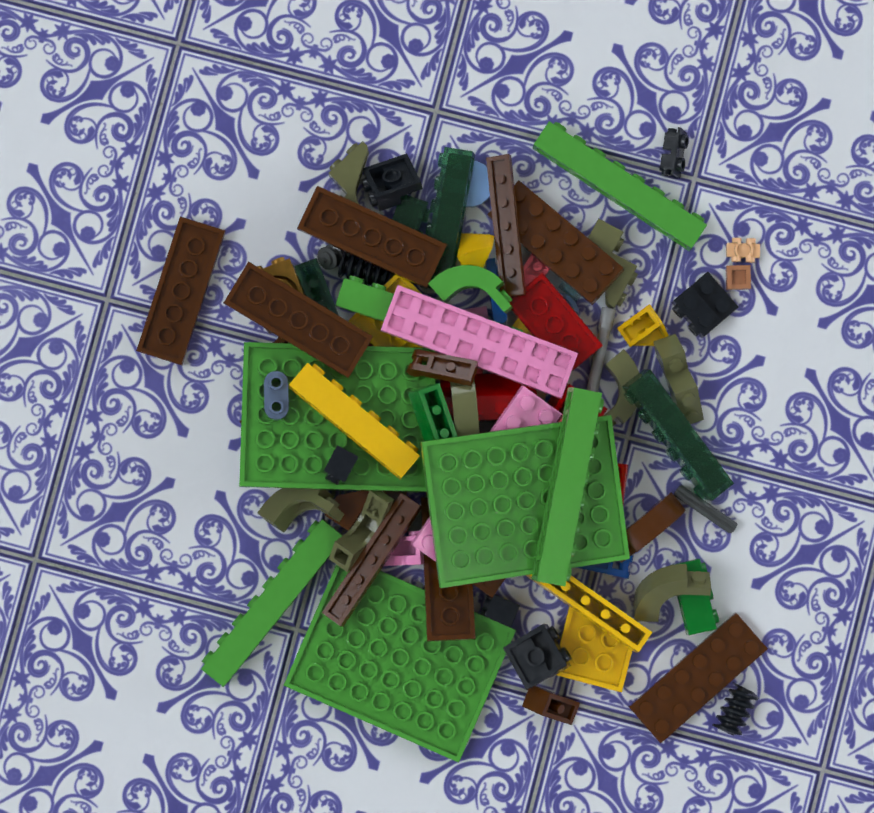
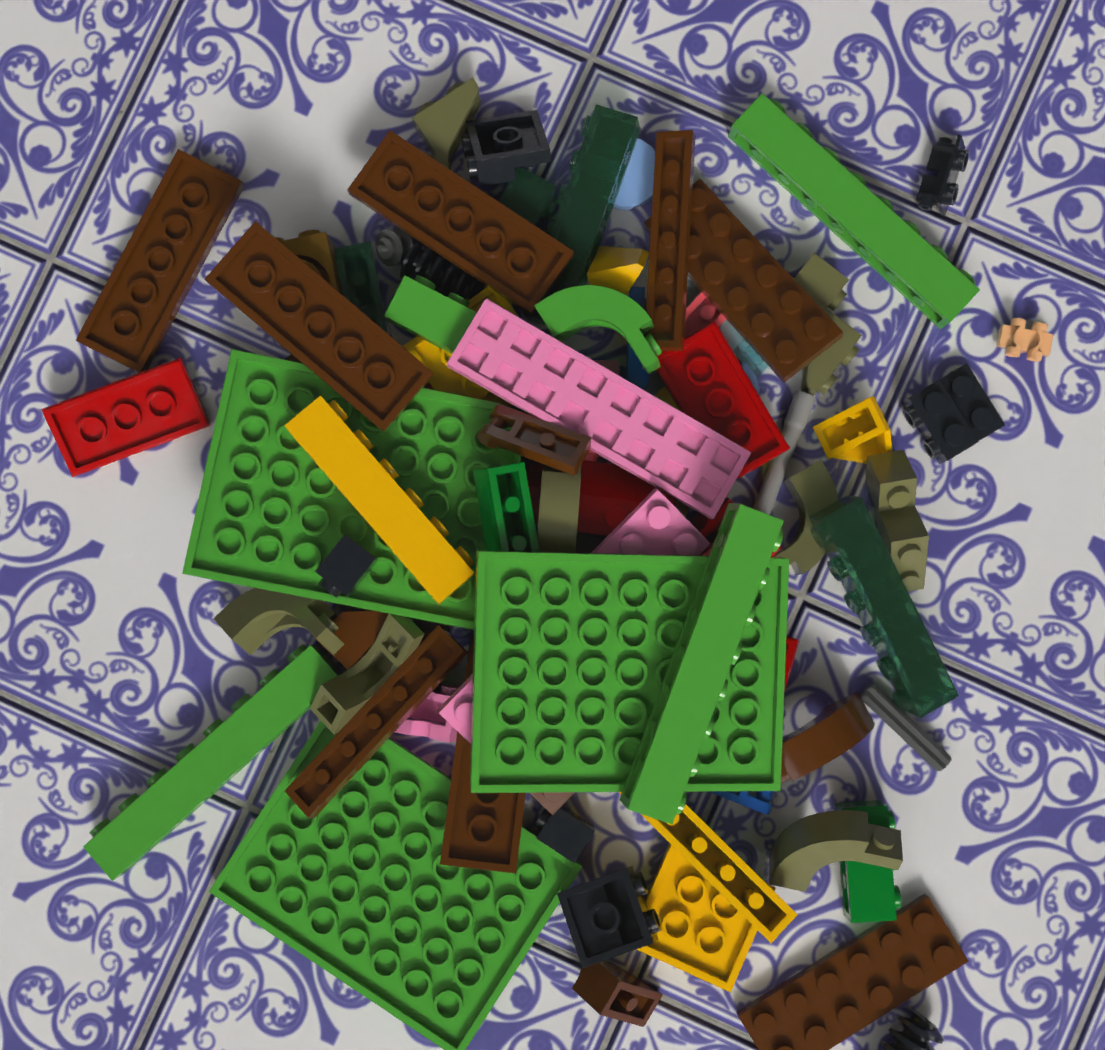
camera: 15 degrees right, 0 degrees up
(177, 394) = (126, 417): none -> red tile
(276, 395) = (265, 439): sand blue plate -> none
(738, 277) = (1012, 379): nougat plate -> none

